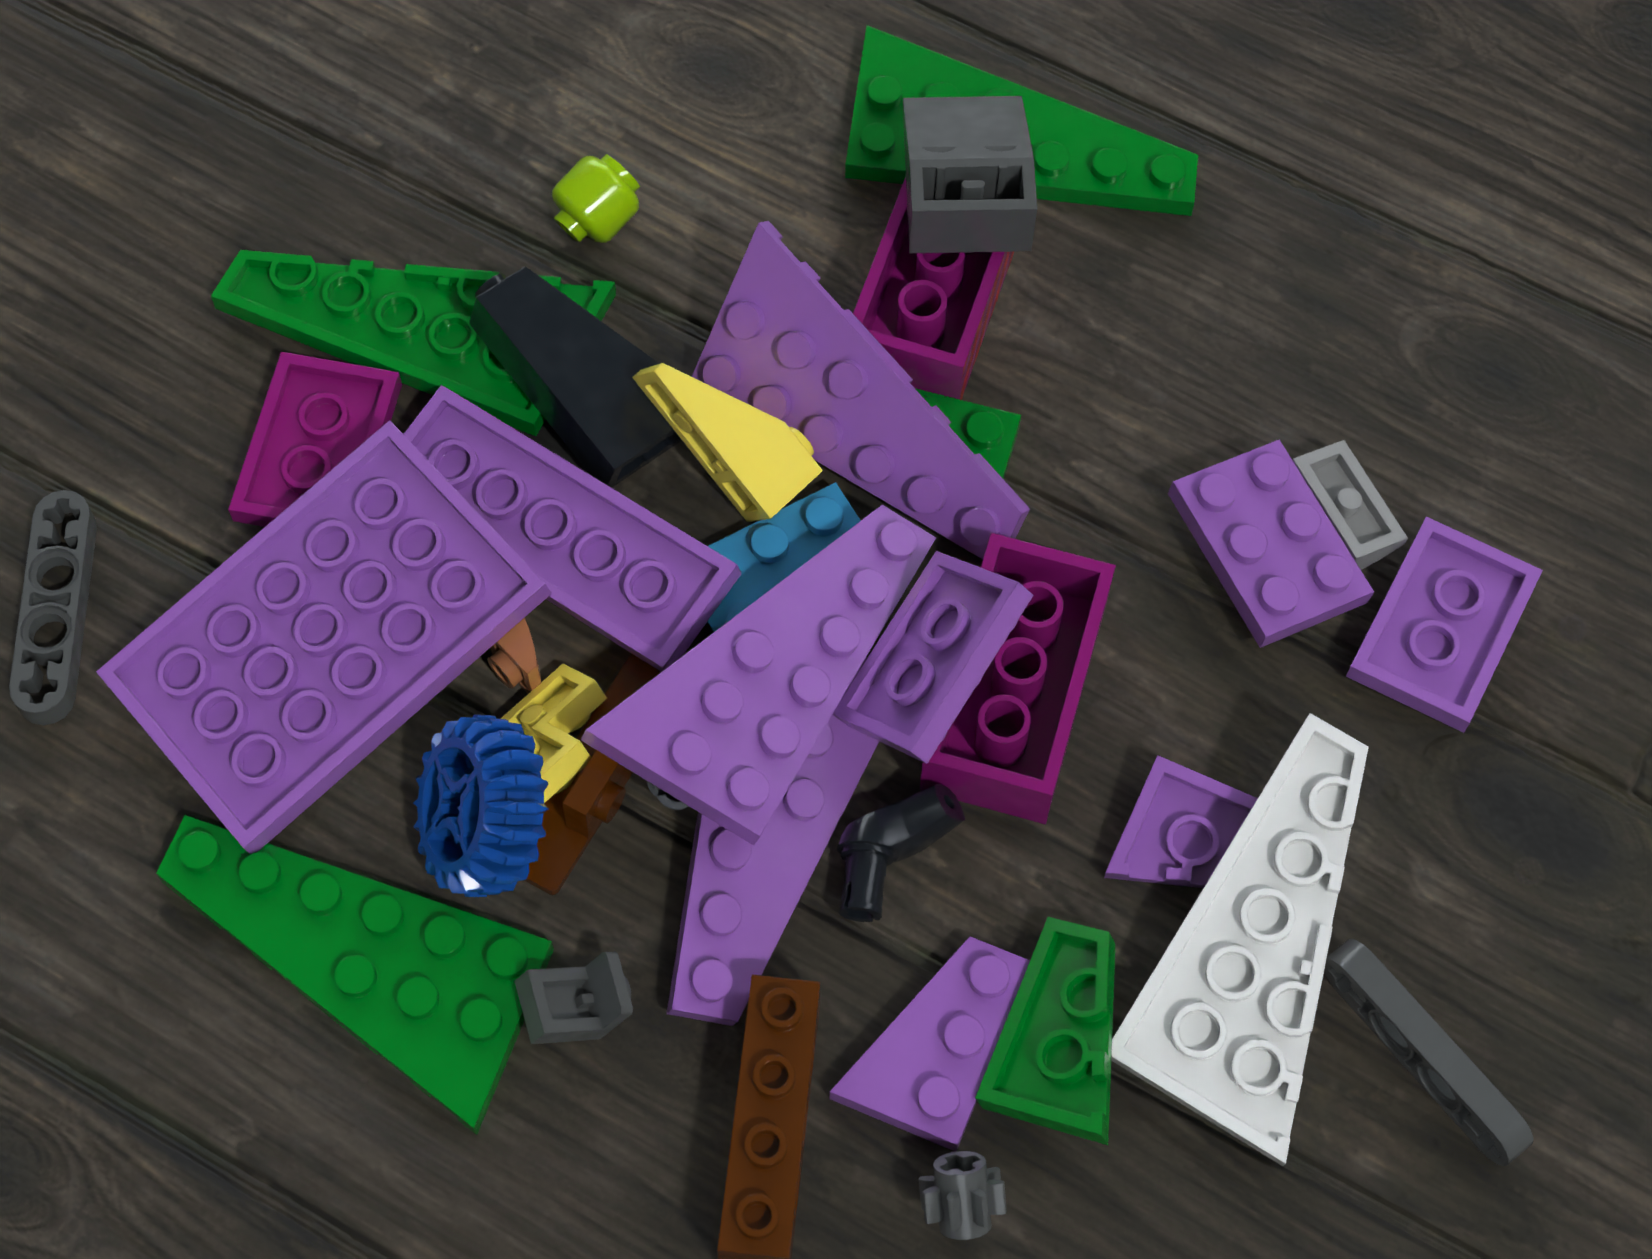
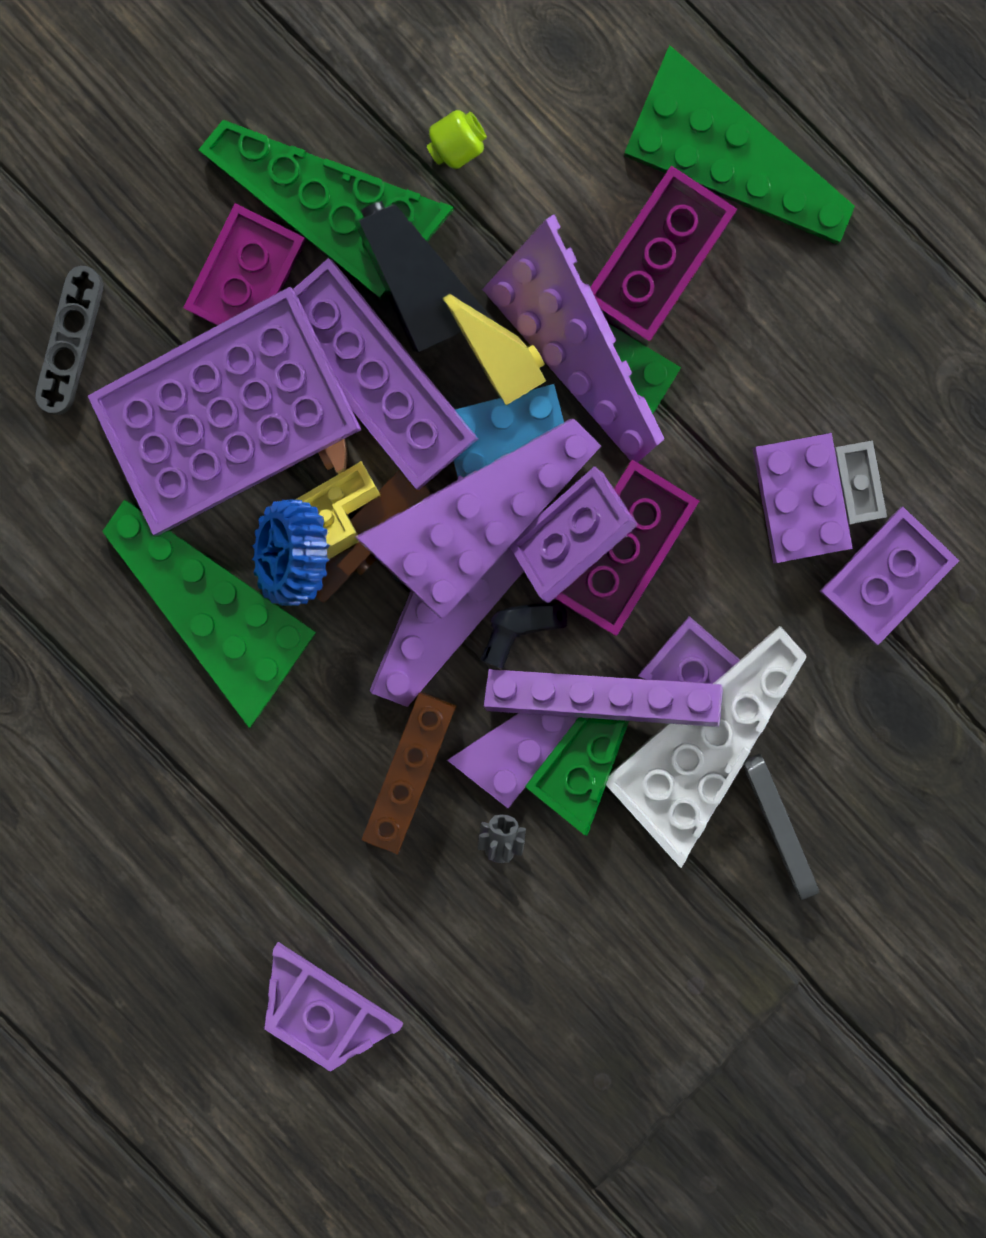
camera: 15 degrees right, 25 degrees up
(575, 1000) = (319, 672): dark grey bracket -> none
(969, 175) = (692, 204): dark grey slope -> none
(1062, 907) = (604, 697): none -> medium lavender plate

